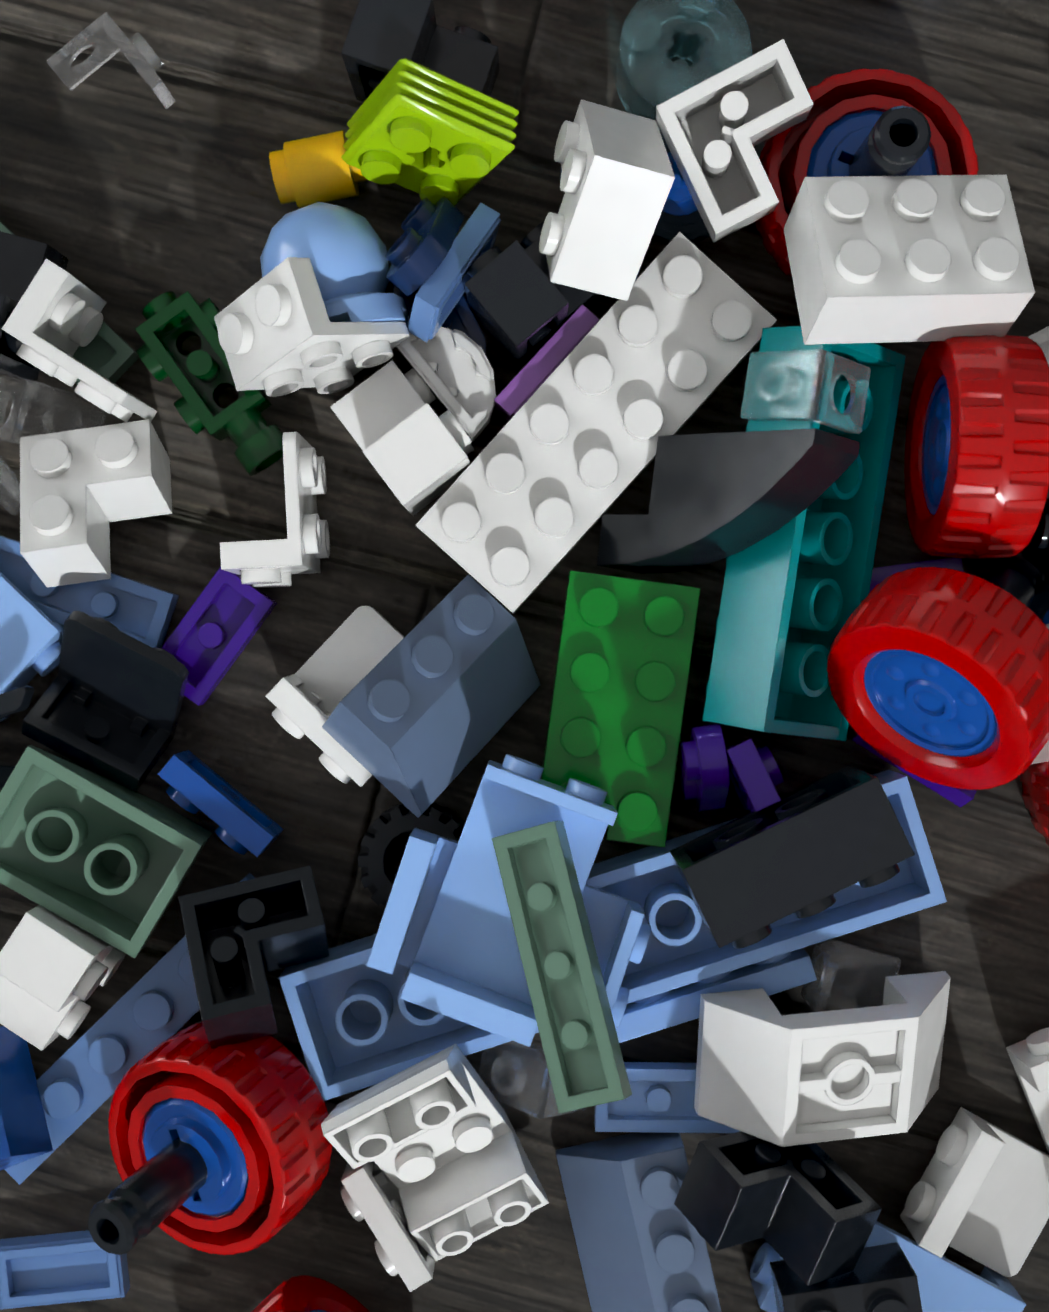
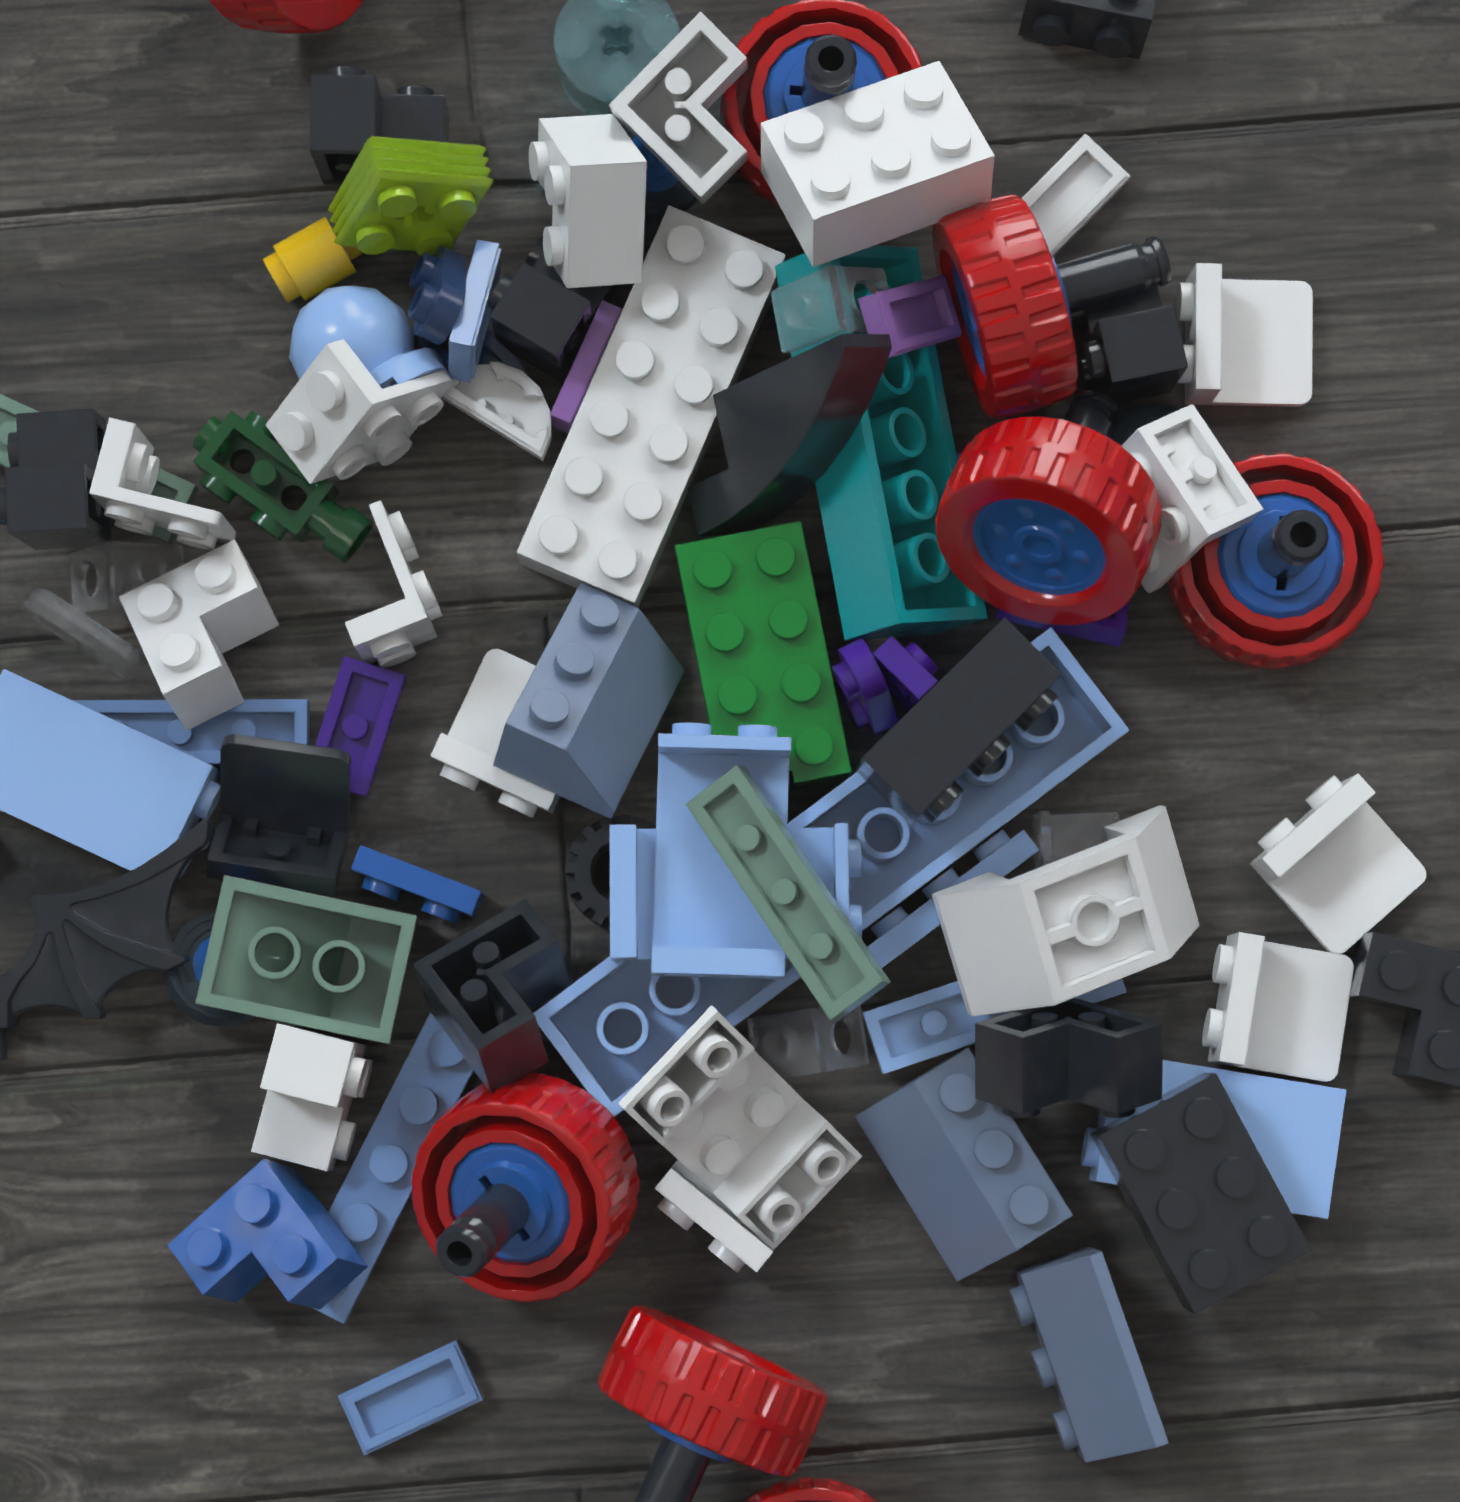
camera: 25 degrees left, 5 degrees down
(109, 41) = (105, 210): clear bracket -> none
(404, 436) = (478, 477): white brick -> none
(883, 422) = (912, 315): none -> medium lavender tile

